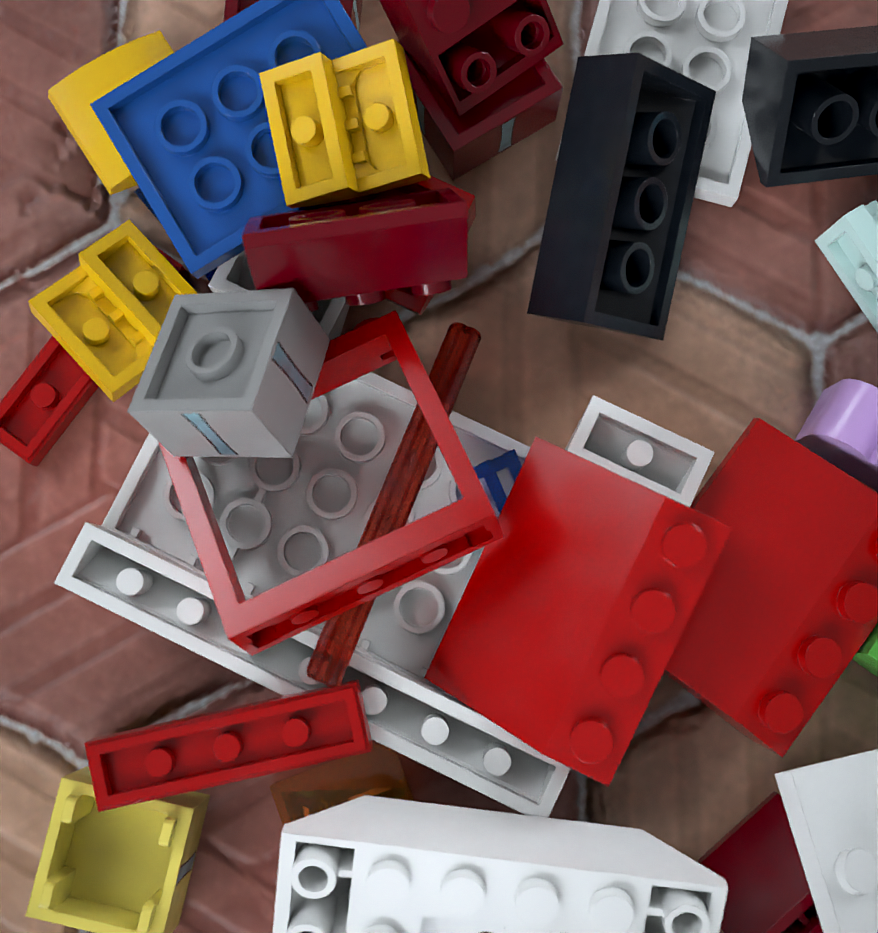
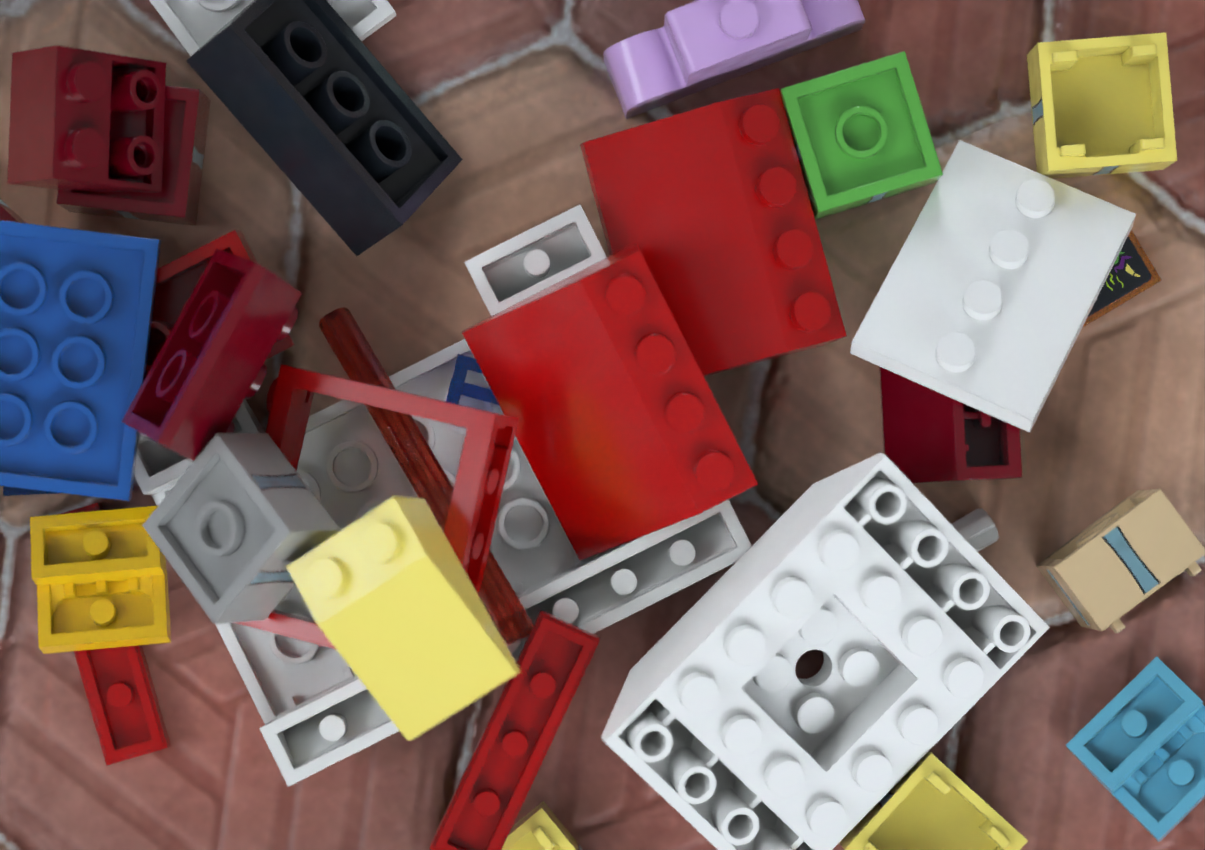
camera: 50 degrees left, 5 degrees up
(258, 569) = (404, 615): none -> light yellow slope
(339, 781) = (618, 654): clear orange tile -> none
(344, 125) = (109, 294): yellow slope -> none

